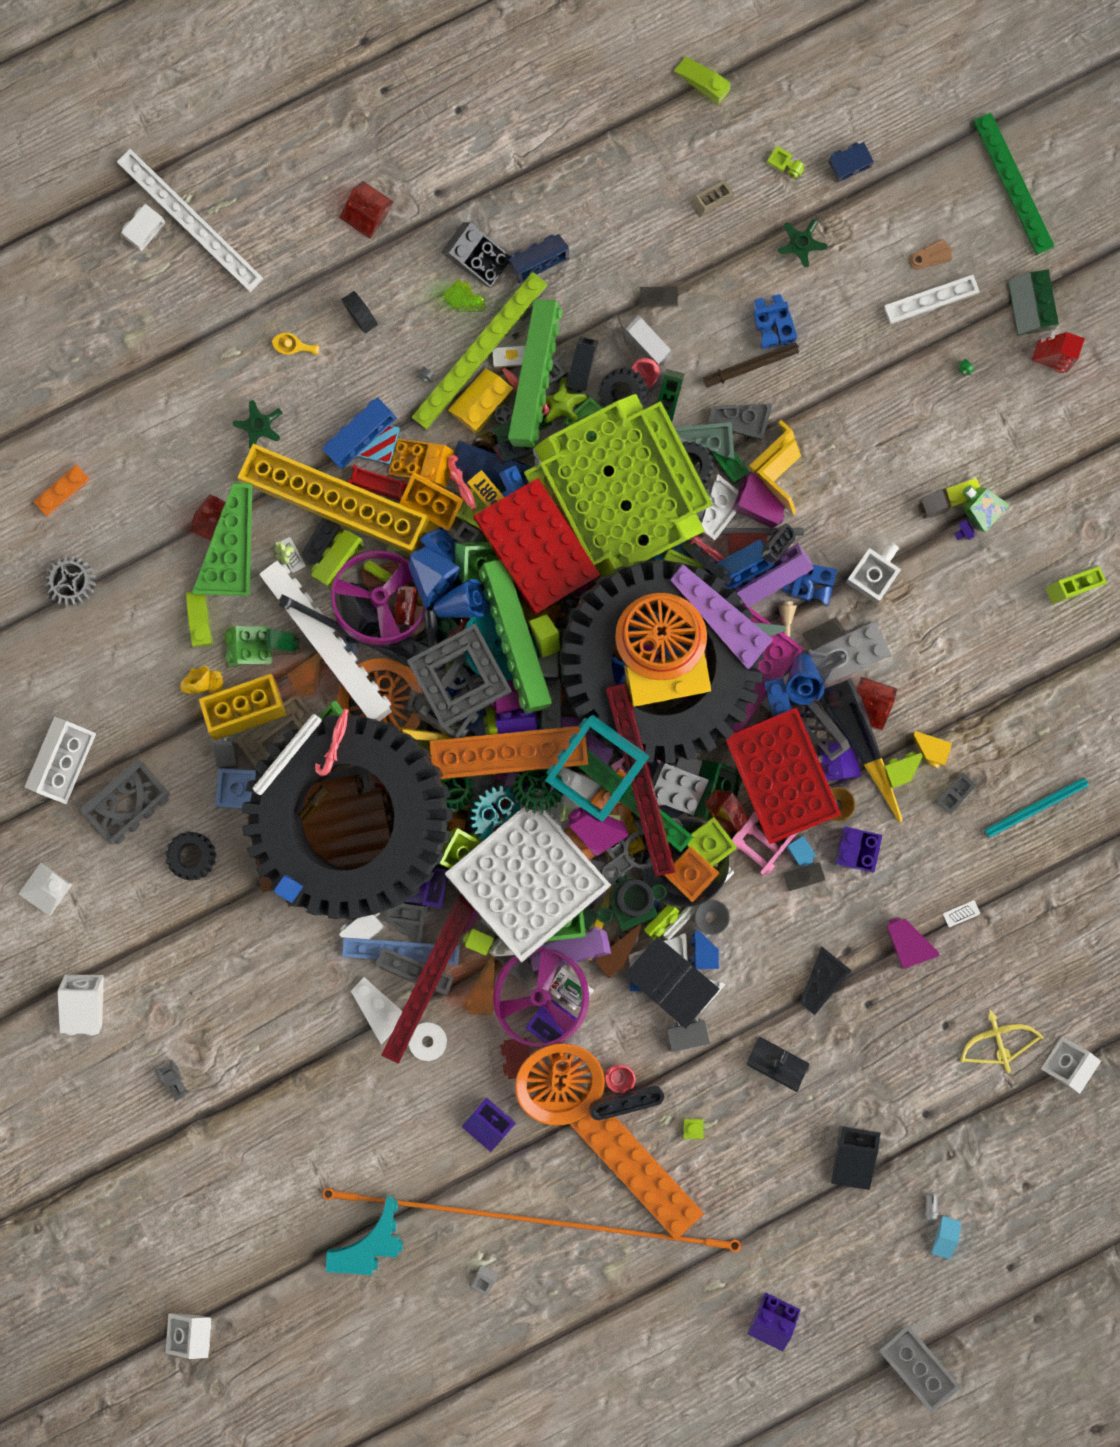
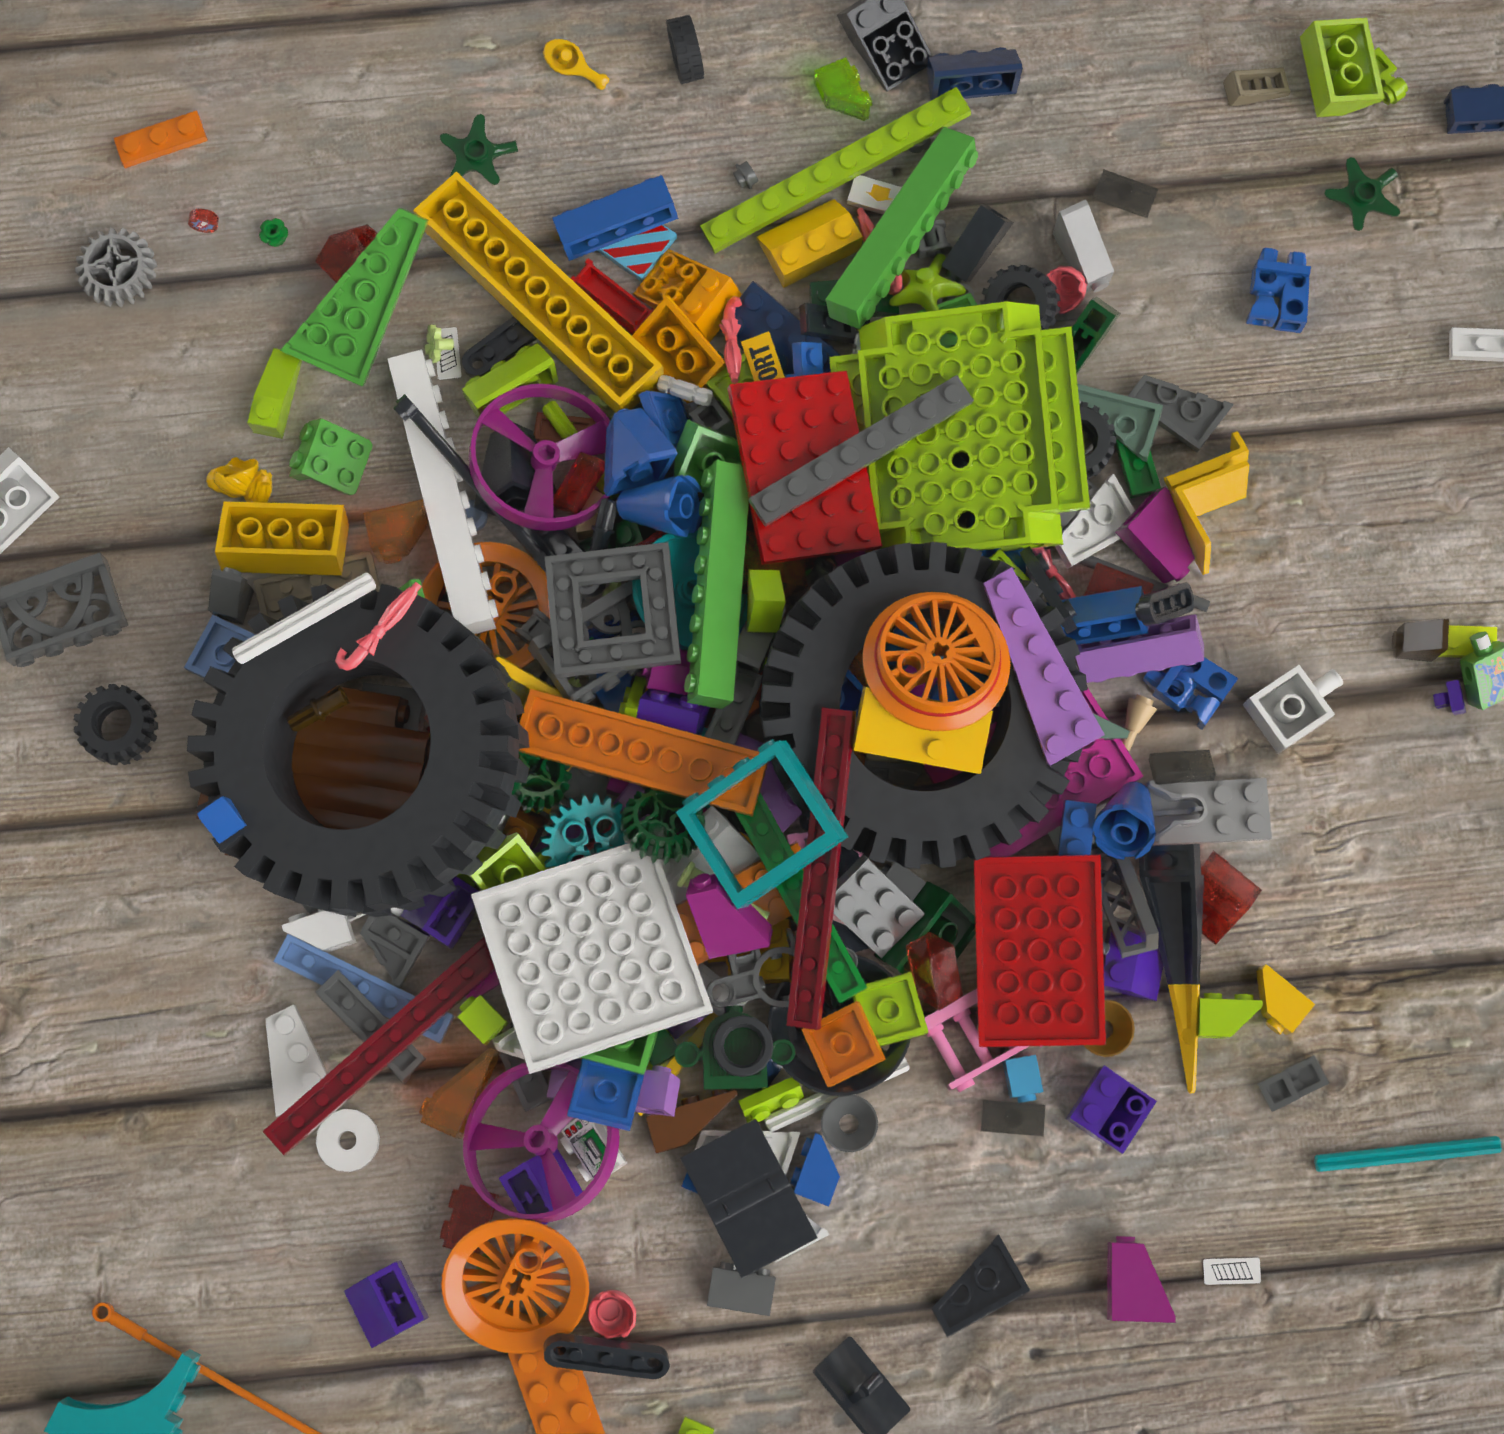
camera: 20 degrees right, 5 degrees down
(110, 531) = (203, 220): none -> clear red tile
(155, 526) = (273, 239): none -> green plate
(281, 642) = (376, 466): dark green slope -> none
(445, 524) = (684, 390): none -> white axle
(485, 441) = (791, 297): dark brown brick -> none
(503, 411) = (832, 266): dark grey wheel -> none
(566, 524) = (860, 450): none -> dark grey plate
(568, 957) = (605, 1095): none -> blue tile
(750, 365) = (1222, 338): dark brown axle -> none
(759, 167) = (1341, 66): none -> lime slope

